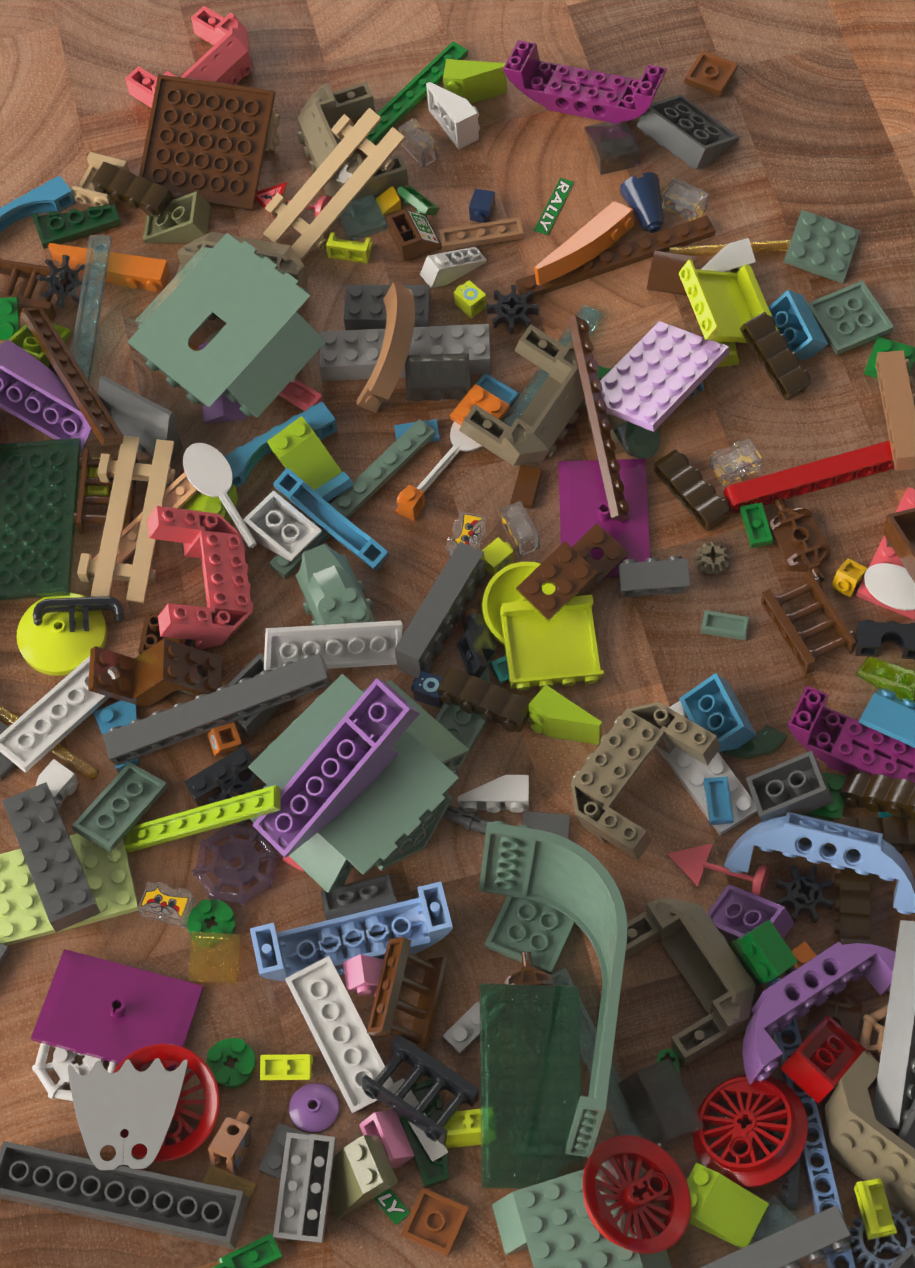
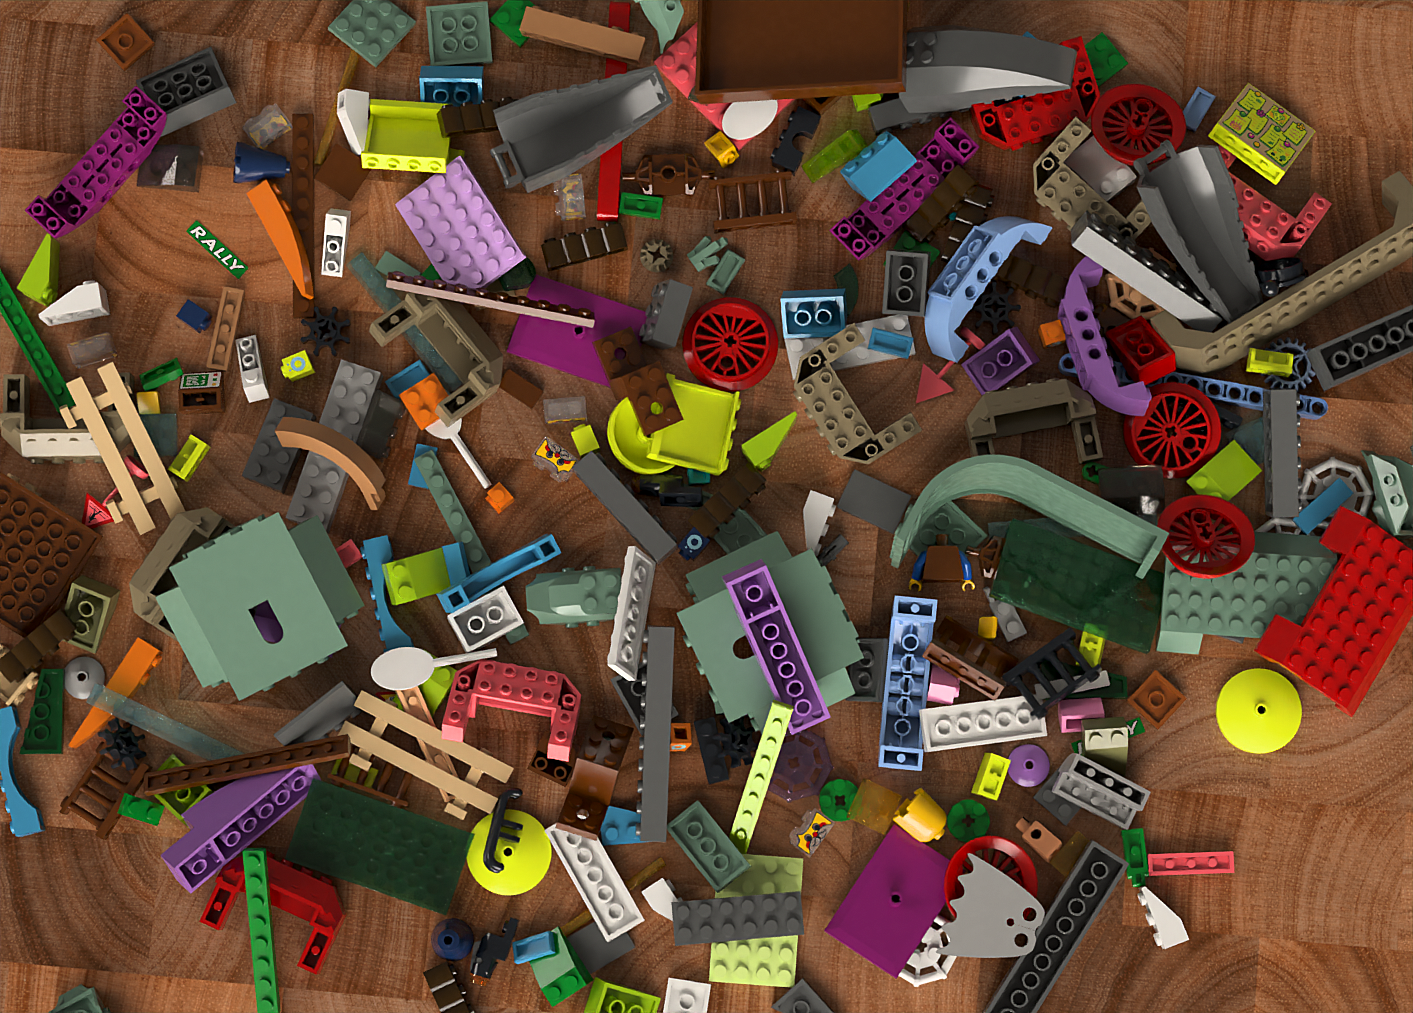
camera: 75 degrees left, 20 degrees up
(124, 239) = (94, 674): none -> light grey dish
(216, 1007) = (921, 817): none -> yellow cylinder
(450, 1011) = (987, 627): none -> yellow slope
(499, 933) = (942, 565): none -> reddish brown torso
(601, 340) = (391, 263): none -> sand green tile
(603, 287) = (335, 242): none -> white slope
(663, 652) = (736, 309): none -> red piece
(734, 597) = (705, 253): none -> sand green rock
(763, 953) = (1046, 362): green slope -> none
(807, 427) = (569, 127): none -> dark grey windscreen

